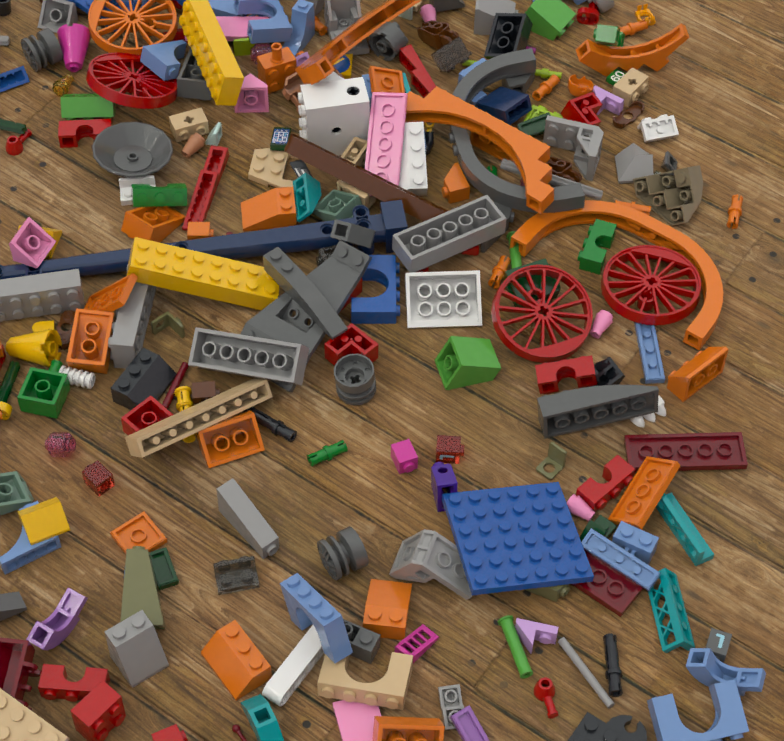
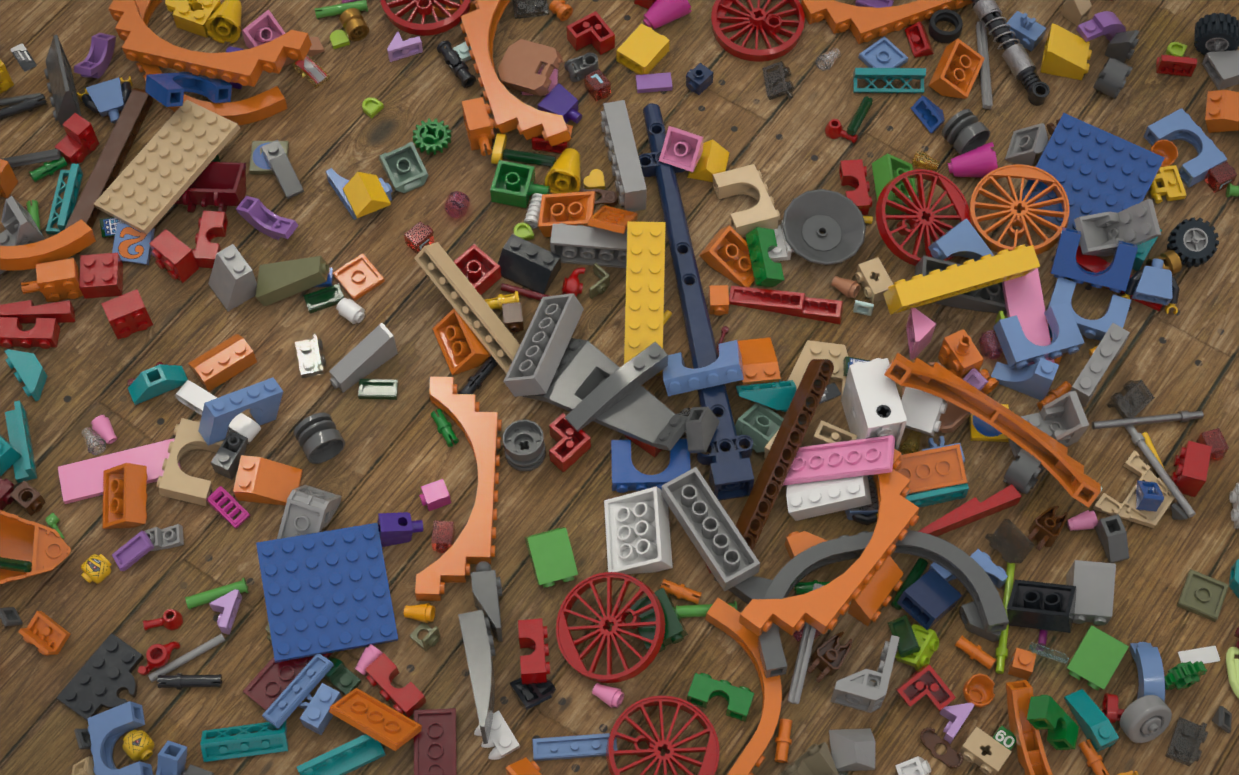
camera: 90 degrees right, 10 degrees up
(69, 205) = (749, 182): none -> tan arch
(99, 391) = (524, 231): none -> lime tile
(172, 346) = (572, 283): none -> red piece
(184, 538) = (350, 310): none -> white brick
(279, 513) = (378, 389): none -> tile
(286, 212) = (724, 370): none -> medium blue arch
(342, 418) = (476, 538): none -> orange arch
(515, 405) = (486, 594): none -> dark grey slope
(529, 466) = (422, 612): none -> light orange cone
(547, 41) = (1049, 653): none -> clear light blue piece
(555, 58) = (1022, 663): none -> orange brick
(590, 694) = (158, 656): none -> red piece
(606, 17) = (1091, 720): none -> teal slope
(688, 703) = (138, 745): none -> yellow head

